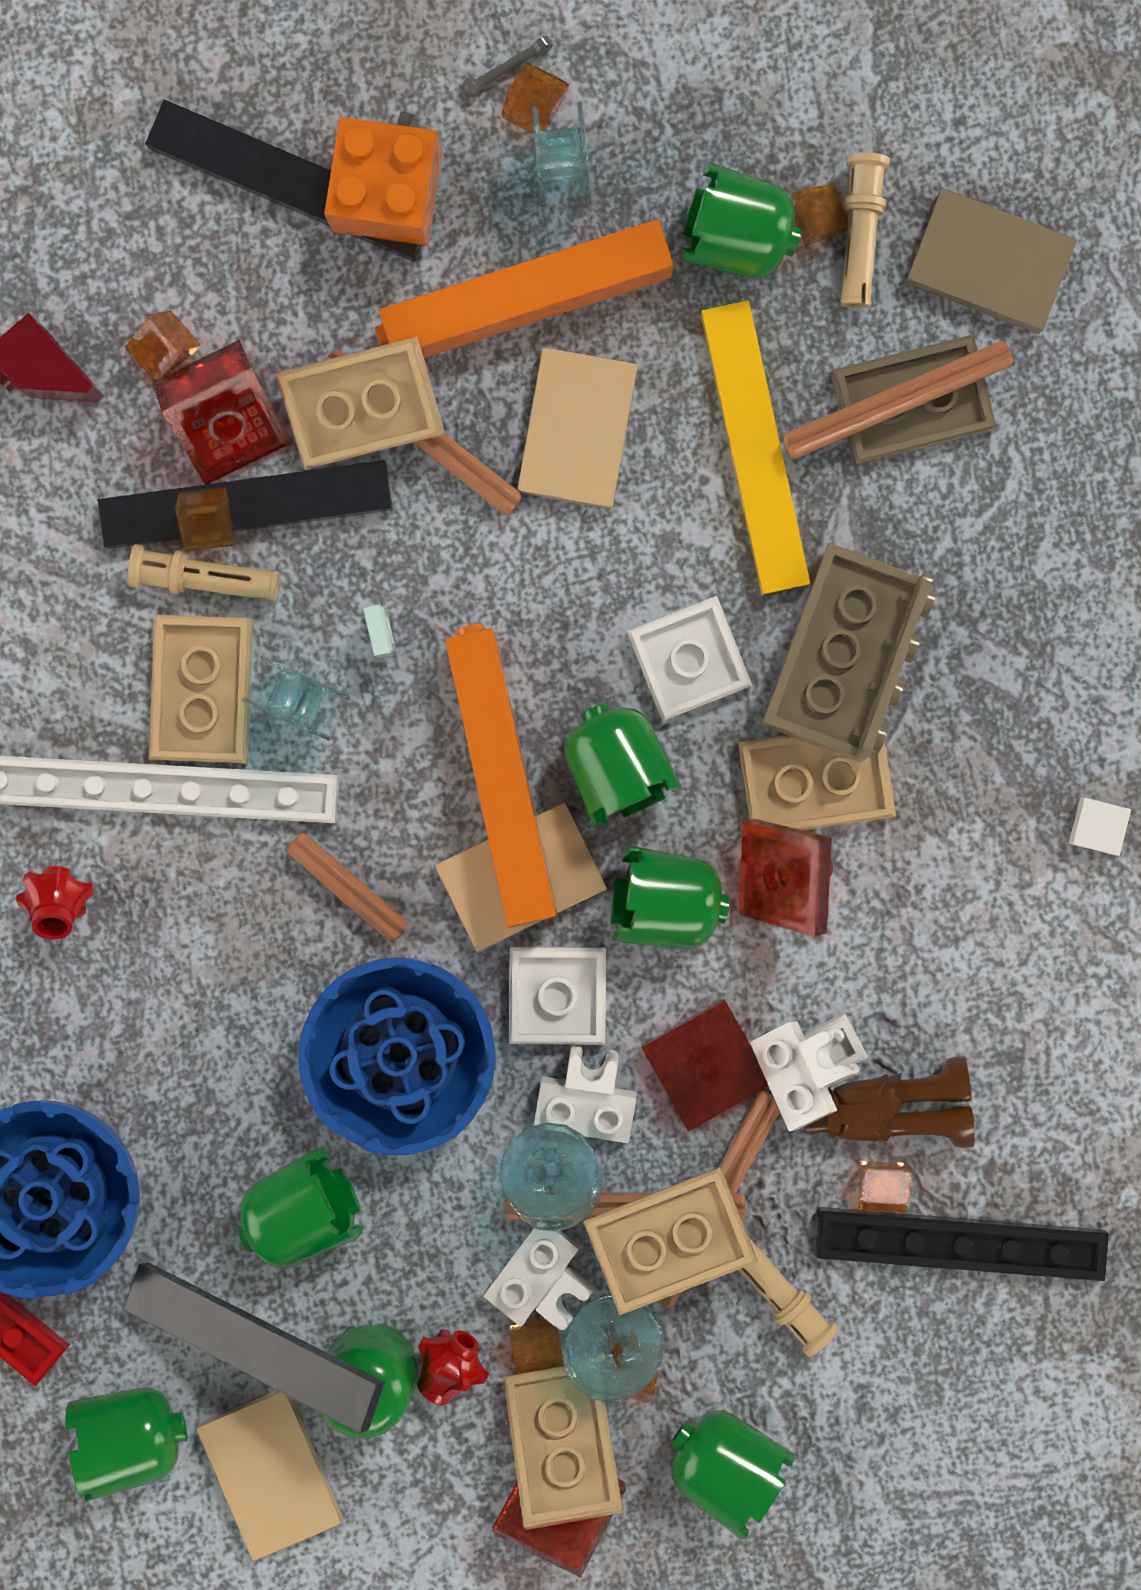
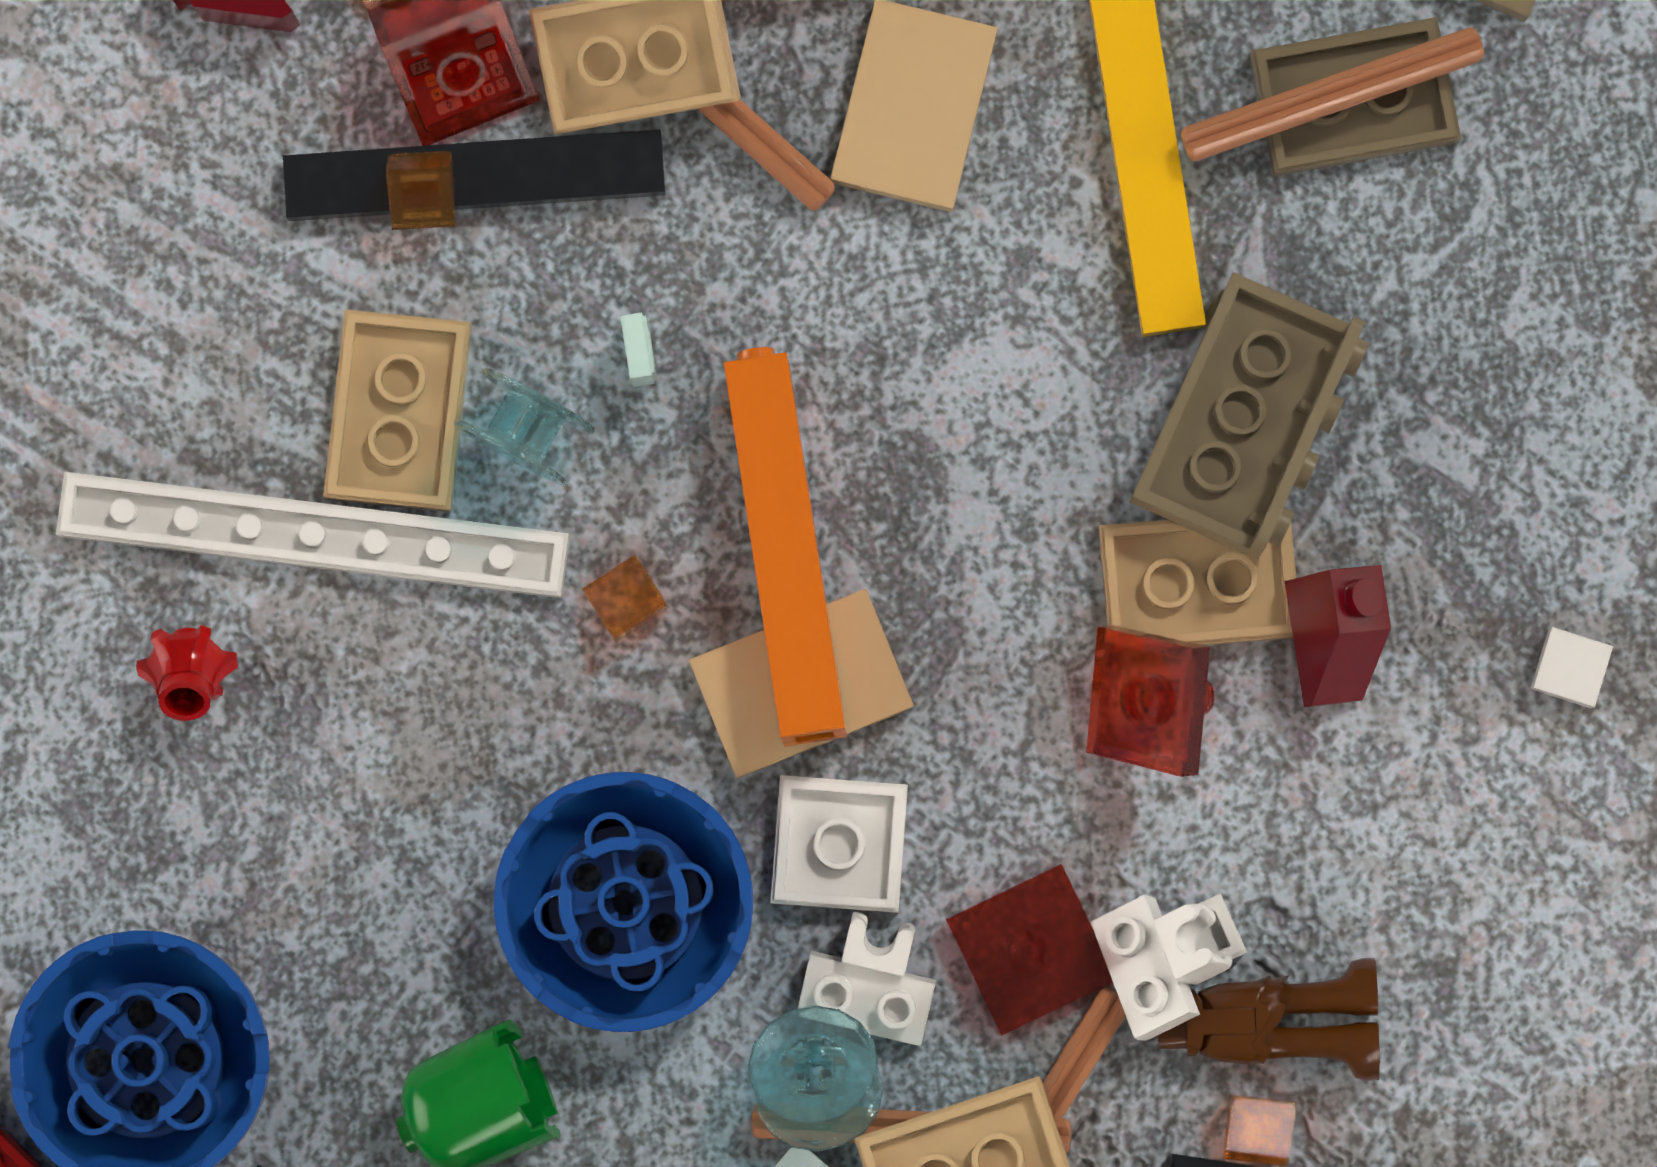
camera: 10 degrees right, 5 degrees down
(180, 572) = (383, 257): tan pin -> none
(347, 887) = (571, 682): nougat axle -> none
(383, 821) = (625, 598): none -> clear orange slope
(618, 763) = (939, 540): green cylinder -> none
(667, 900) = (992, 722): green cylinder -> none
(689, 658) = (1041, 412): white tile -> none
(924, 812) = (1338, 632): none -> dark red slope

